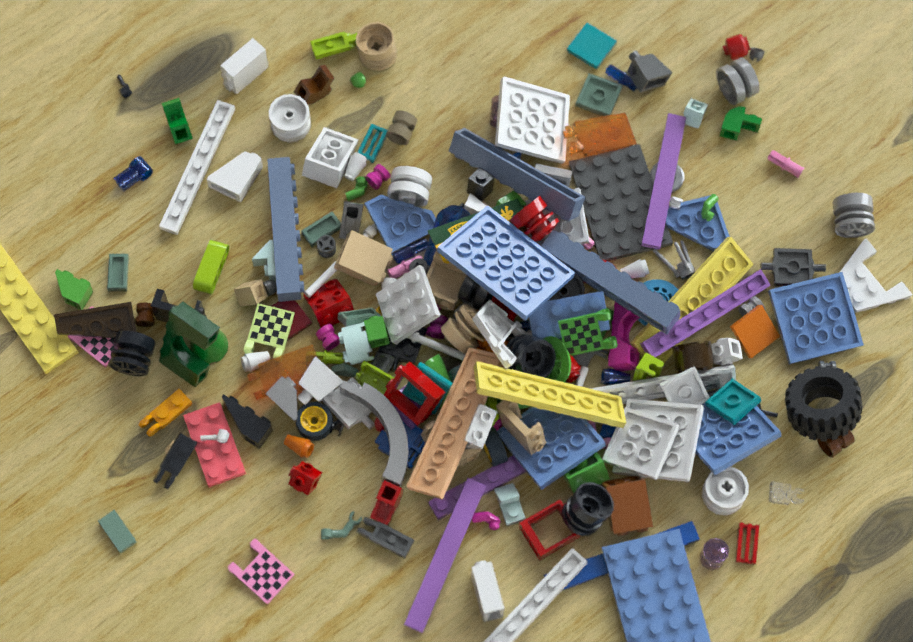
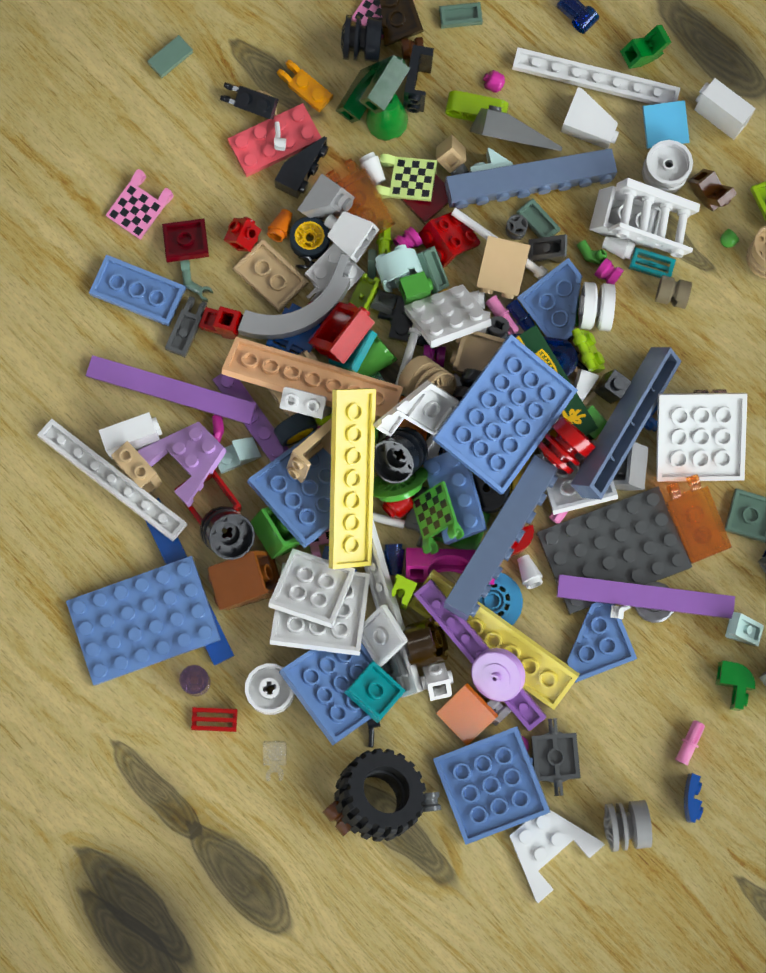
camera: 80 degrees right, 10 degrees up
(185, 251) = (494, 81): none -> dark pink piece
(236, 245) = (501, 125): none -> wedge
(249, 115) = (665, 122): none -> medium azure tile
(302, 530) = (185, 240): none -> dark red plate
(323, 121) = (666, 203): none -> white fence
(344, 459) = (270, 275): none -> tan tile
(345, 578) = (137, 290): none -> medium blue plate
(440, 201) = (590, 356): none -> lime plate
(506, 536) = (194, 450): none -> lavender wing
(519, 585) = (136, 468): none -> tan panel
(685, 268) = (538, 629): light grey plant -> none
(707, 205) = (616, 648): bright green arm -> none
(726, 298) = (498, 674): none -> lavender wheel
(839, 168) = (691, 805): none -> blue slope

